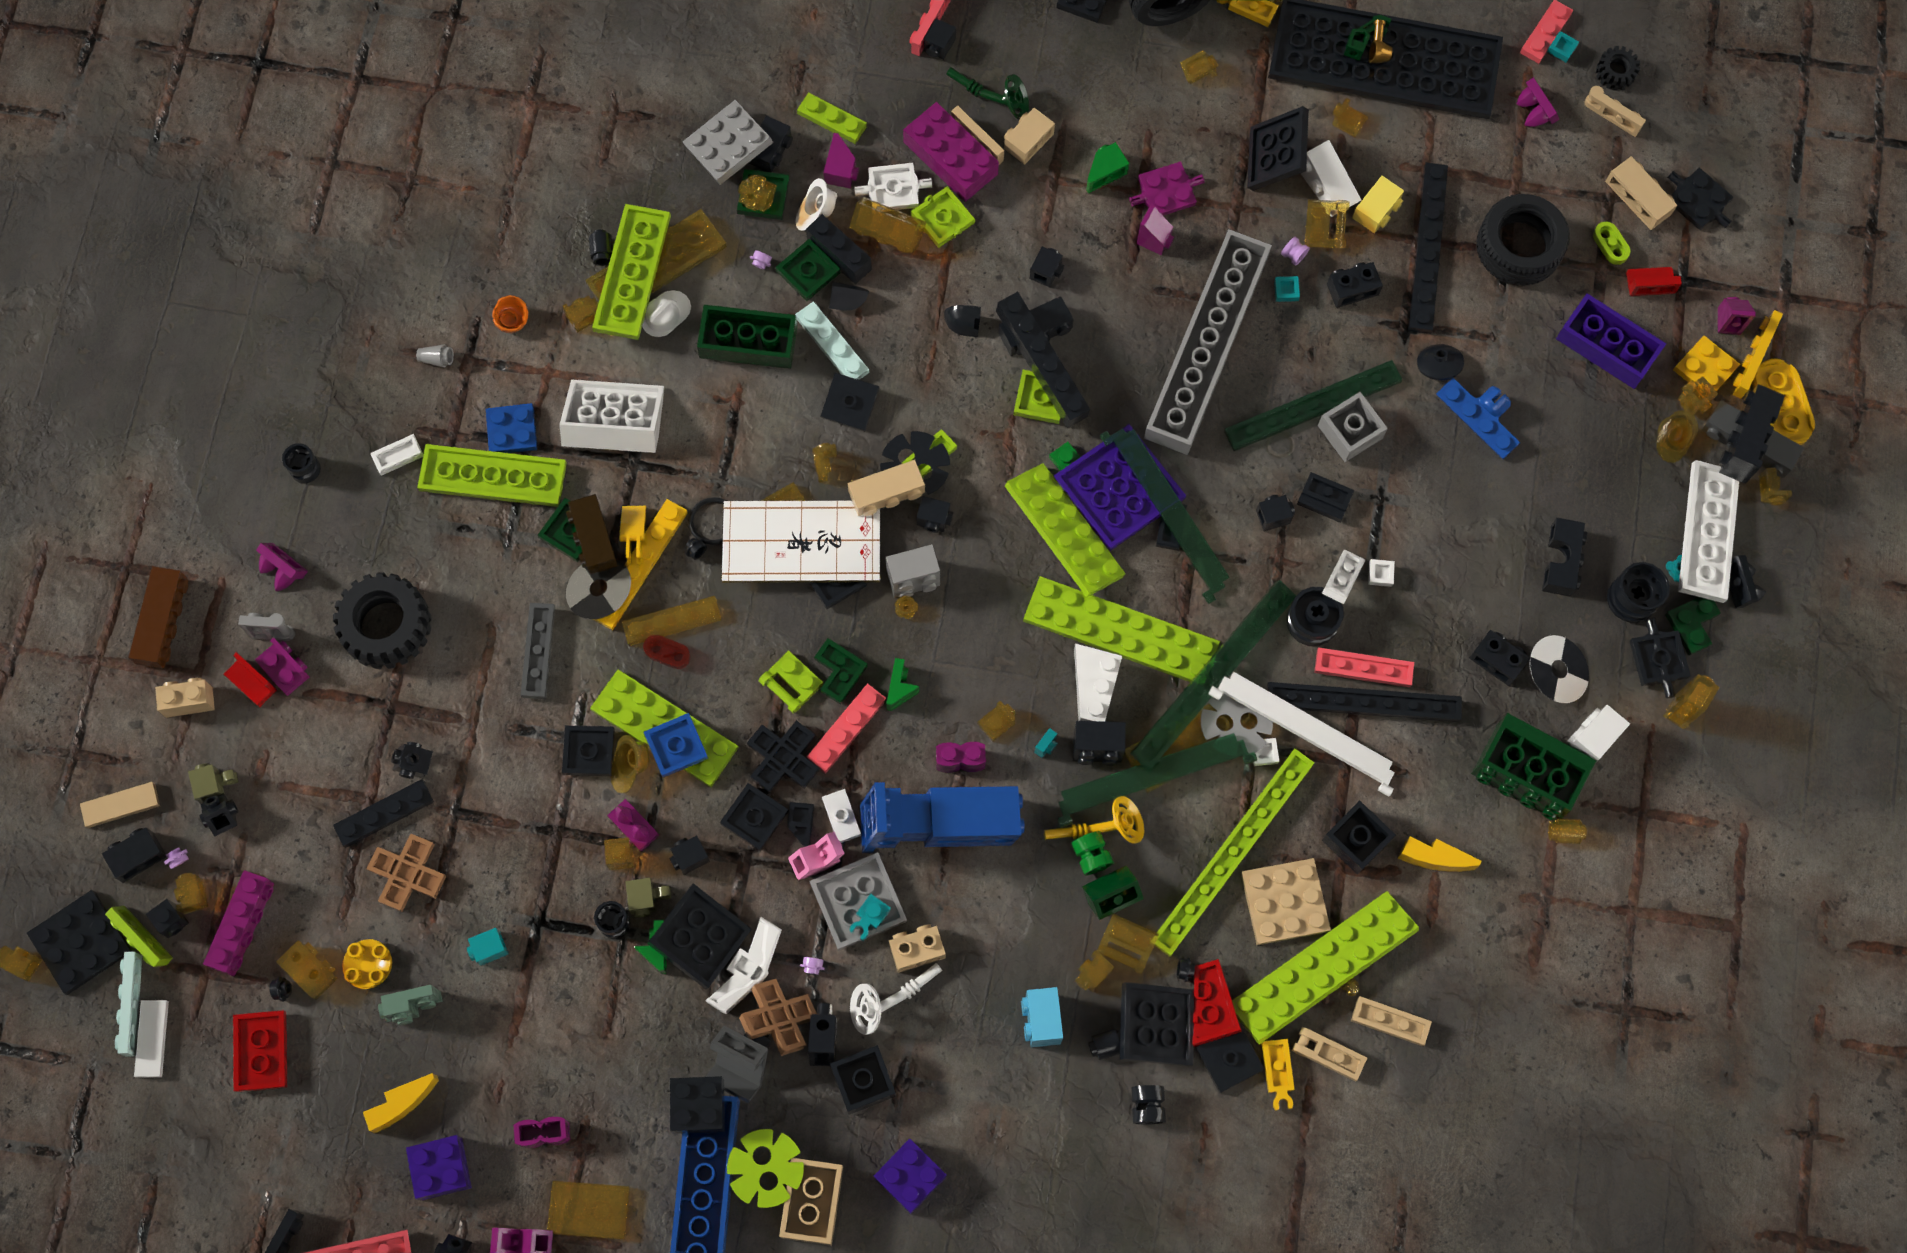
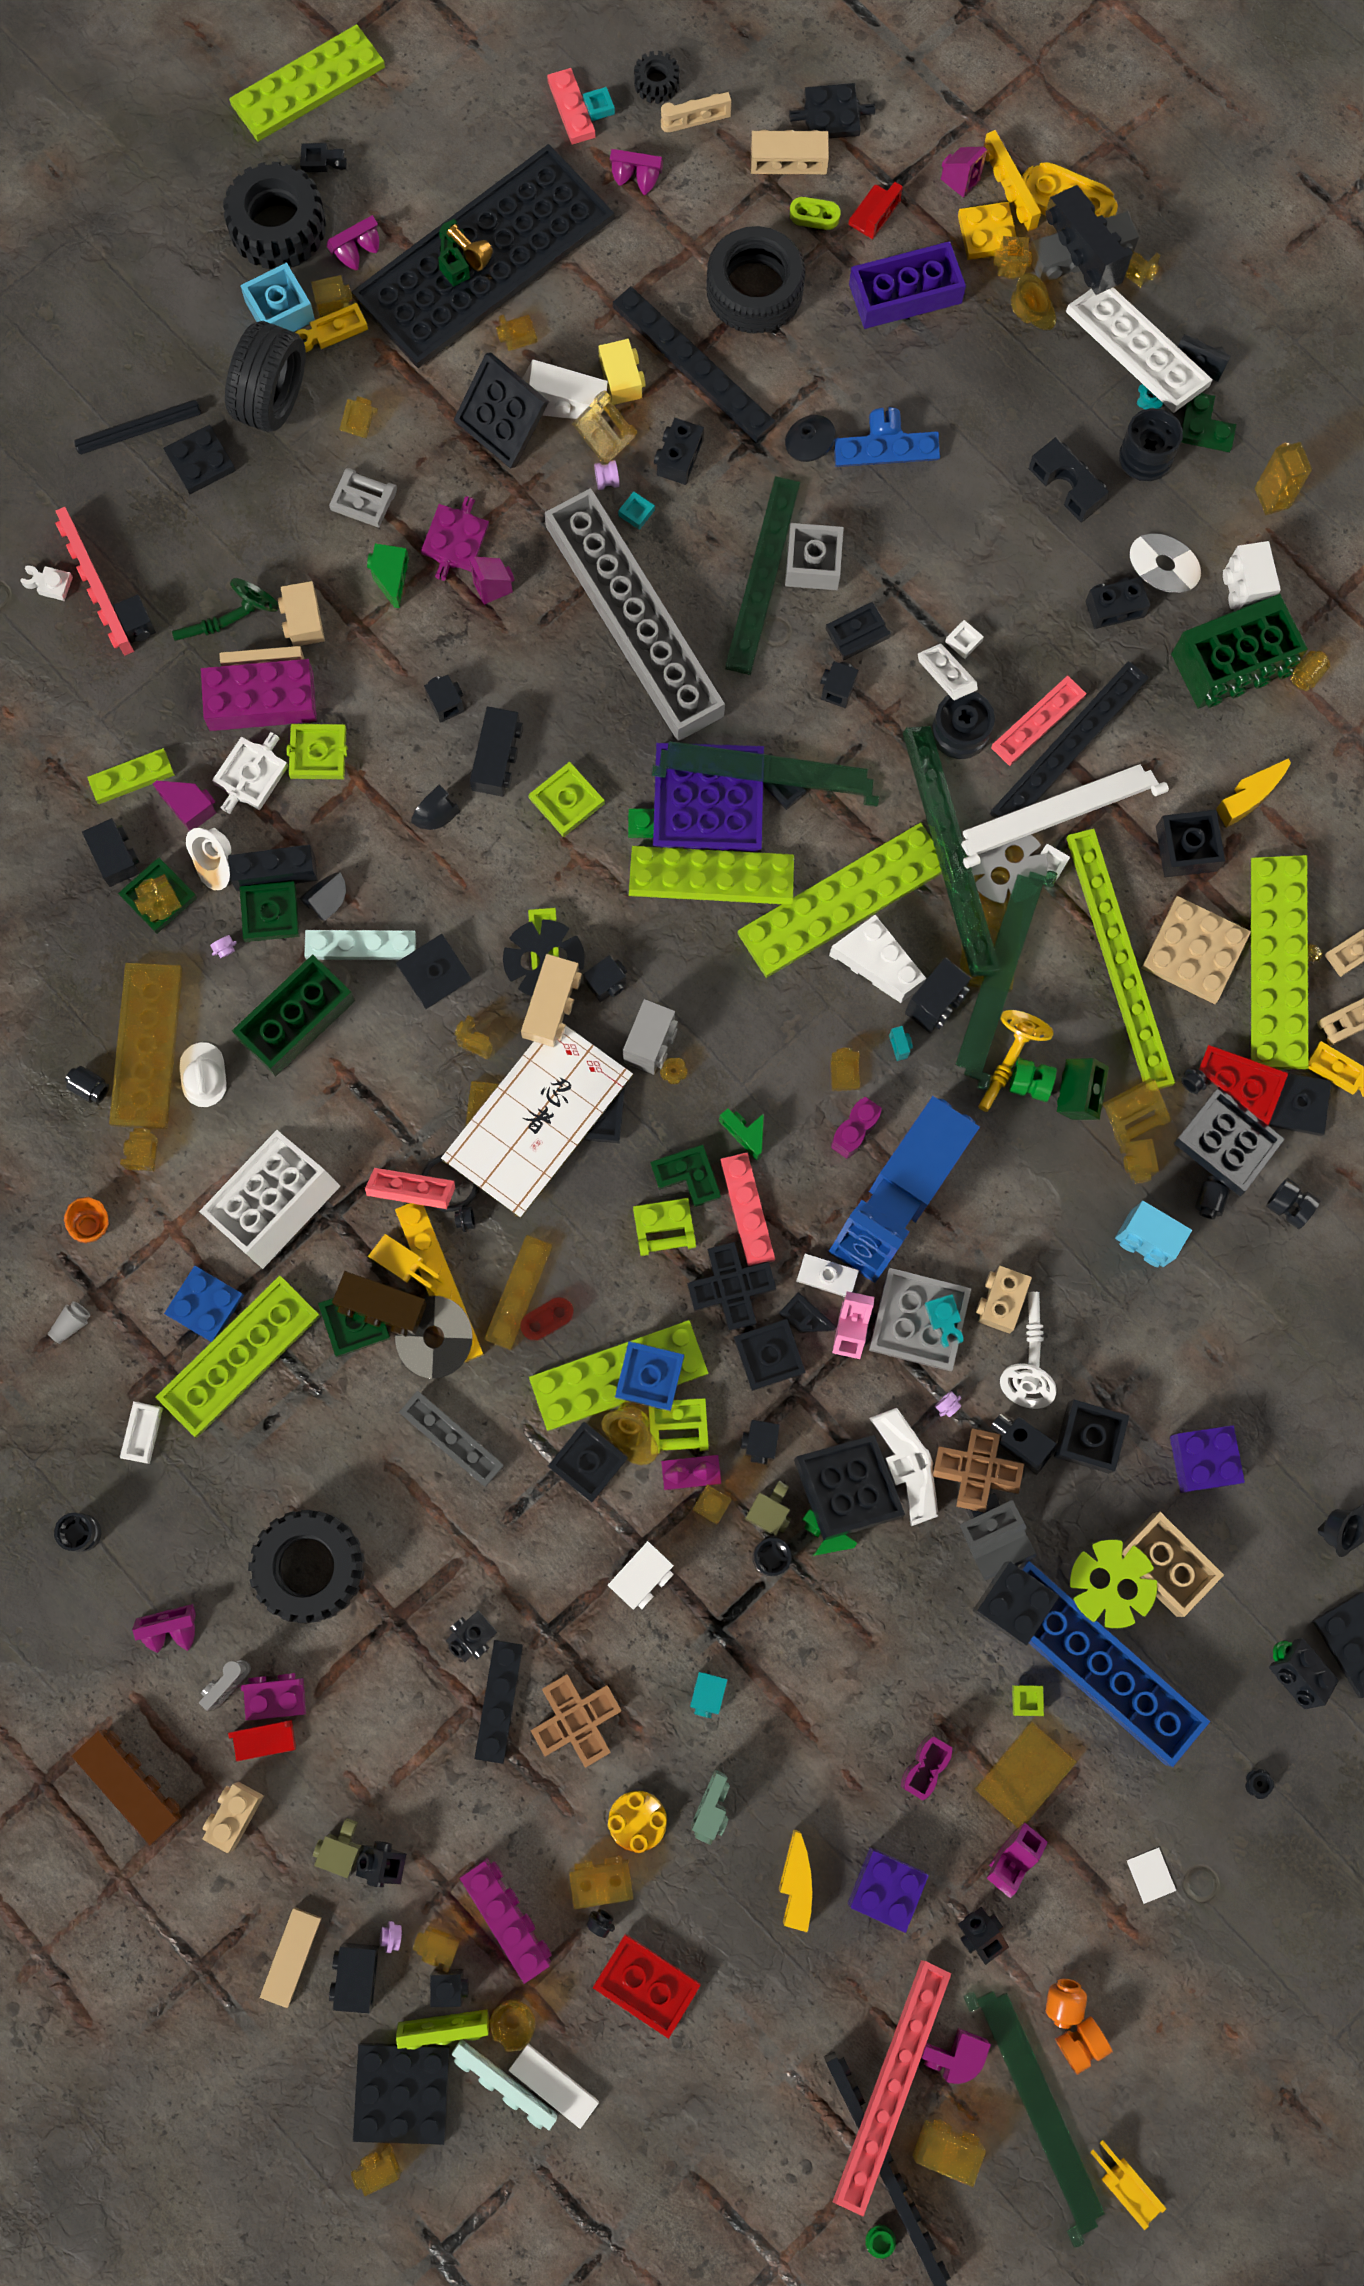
camera: 55 degrees left, 5 degrees up
(172, 979) = (512, 2025): none -> clear yellow hair
(533, 840) = (641, 1576): none -> white brick
(631, 272) = (139, 1073): lime plate -> none
(642, 1172) = (1028, 1700): none -> lime plate
(666, 788) = (683, 1415): none -> lime plate
(687, 497) = (410, 1188): none -> coral plate
(727, 142) = (78, 887): light grey plate -> none
(887, 225) = (286, 806): clear yellow brick -> none
(1042, 359) = (539, 768): black brick -> none
(1138, 114) = (361, 504): none -> light grey plate
(1660, 658) = (1217, 475): black plate -> none

